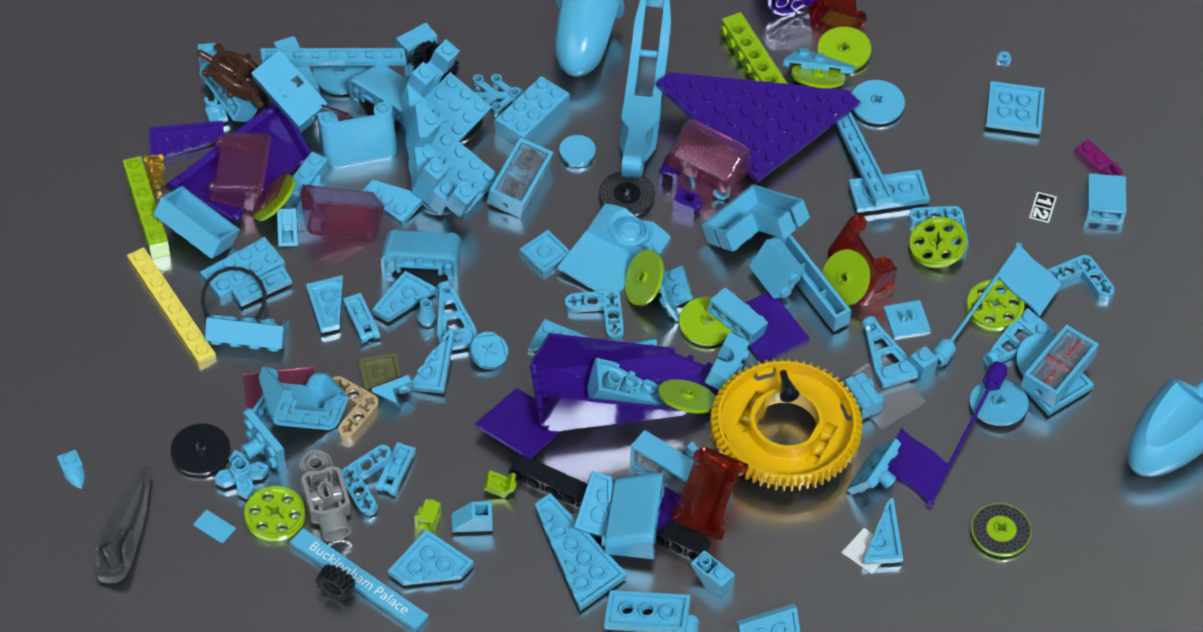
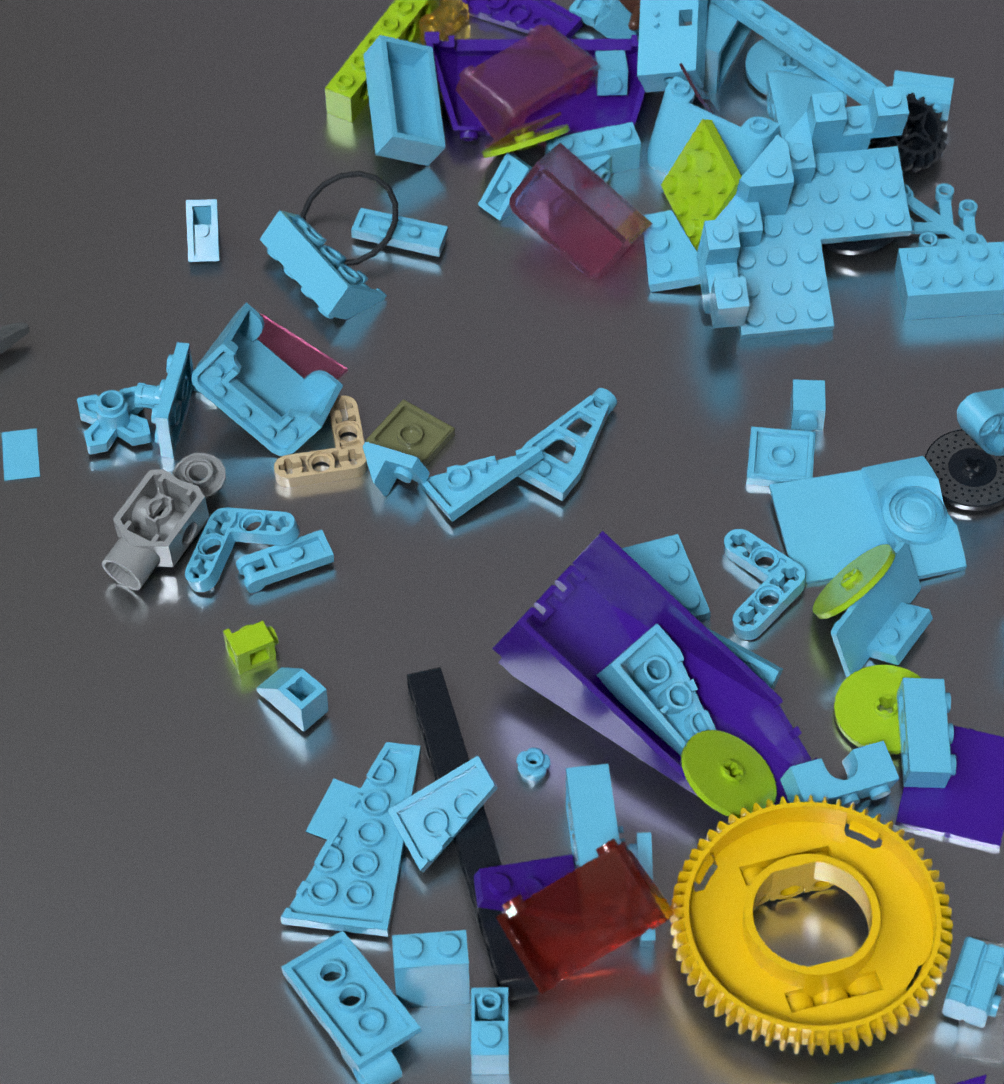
camera: 50 degrees right, 0 degrees up
(171, 306) = (279, 177): light yellow plate -> none
(172, 355) = (203, 230): none -> medium azure slope
(200, 462) = (90, 347): black piece -> none
(257, 257) = (419, 196): medium azure plate -> none
(275, 131) = (612, 73): none -> medium azure brick
(275, 521) = (83, 489): lime wedge -> none
(326, 302) = (447, 307): medium azure wing -> none
(335, 582) = (47, 626): black tyre -> none
(361, 317) = (464, 356): medium azure plate -> none
(365, 583) = (87, 655): medium azure tile -> none
(380, 155) = (701, 180): none -> lime plate
(402, 296) = (542, 370): medium azure wing -> none
(422, 251) = (624, 335): medium azure windscreen -> none
(426, 313) = (543, 408): medium azure cone -> none
(430, 561) = (184, 702): medium azure plate -> none
(488, 350) = (562, 514): medium azure tile -> none
(499, 484) = (376, 681): lime bracket -> none
(517, 424) = (470, 623): dark purple piece -> none
(520, 177) = (853, 340): brick -> none
(532, 220) = (808, 405): none -> medium azure brick
(542, 550) = (332, 808): none -> medium azure sticker
(577, 150) = (970, 368): medium azure tile -> none
(600, 466) = (533, 771): none -> medium azure plate
(634, 515) = (471, 859): medium azure windscreen -> none
(668, 568) = (431, 969): none -> medium azure brick
(788, 391) = (851, 877): black cone -> none

